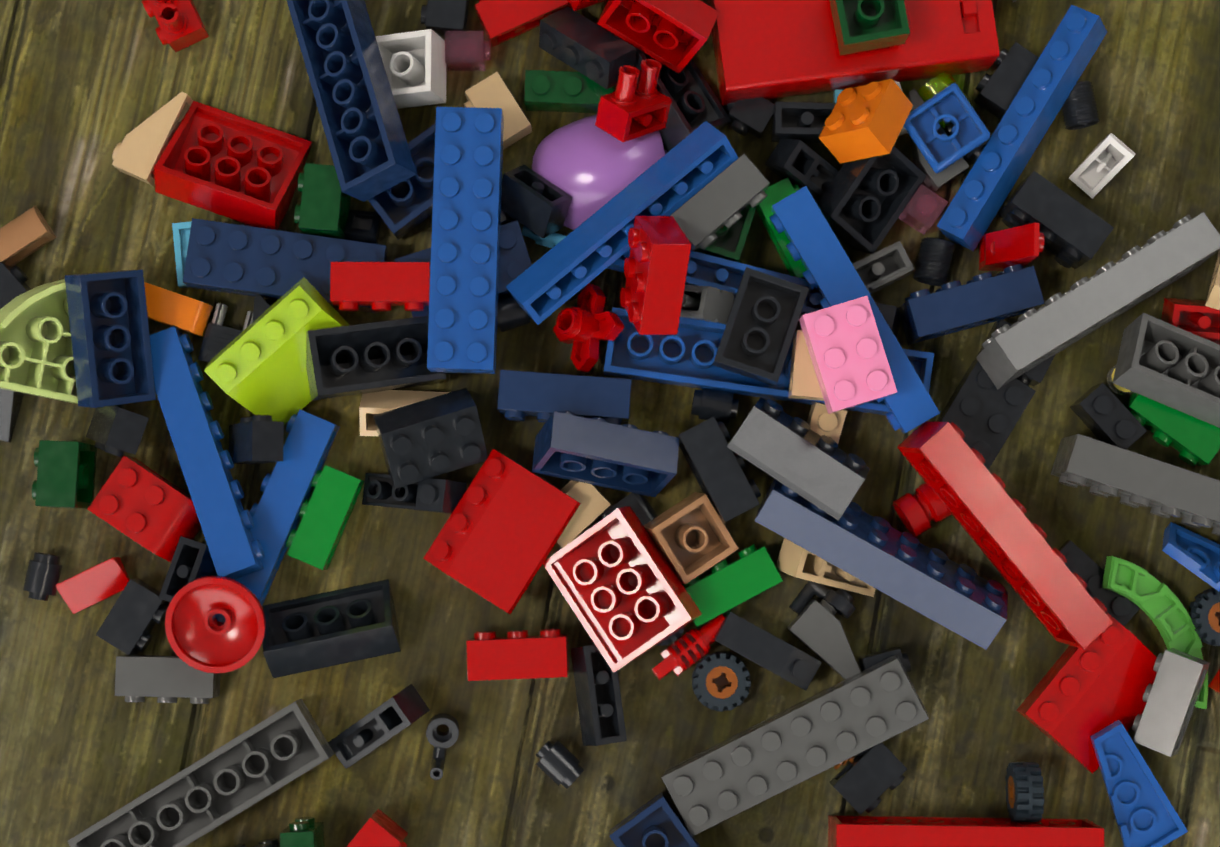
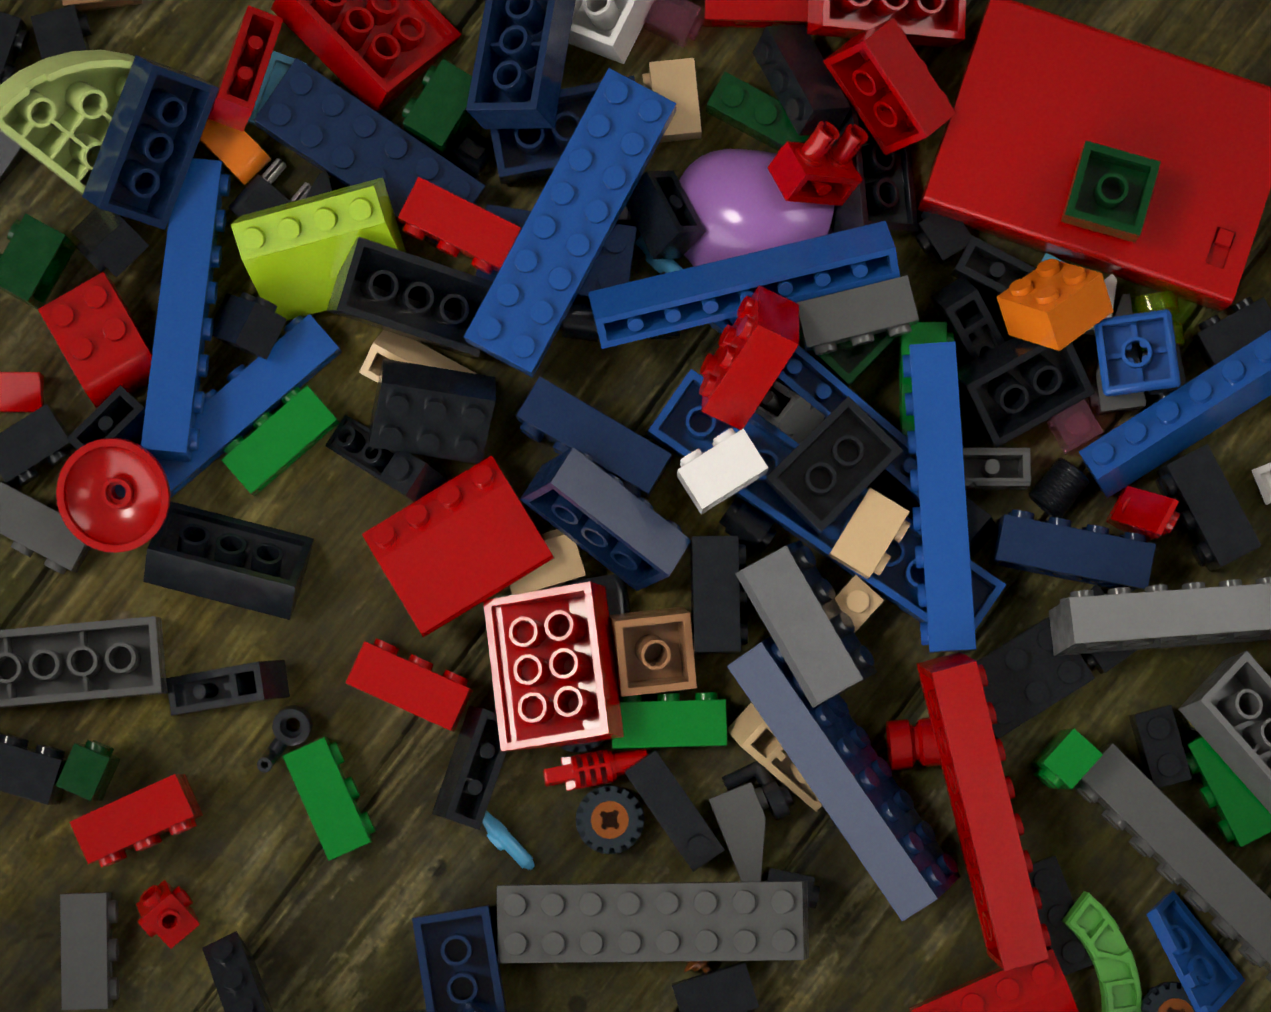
camera: 30 degrees right, 0 degrees up
(157, 246) = (245, 68): none -> red brick
(499, 772) = (329, 797): none -> green brick
(559, 763) = (396, 820): black brick -> none
(586, 326) = (653, 376): red plant -> none
(647, 737) = (503, 840): none -> dark azure piece
(677, 372) = (721, 470): none -> white brick
(847, 354) = (907, 539): bright pink brick -> none
(1046, 464) = (1065, 760): none -> green brick

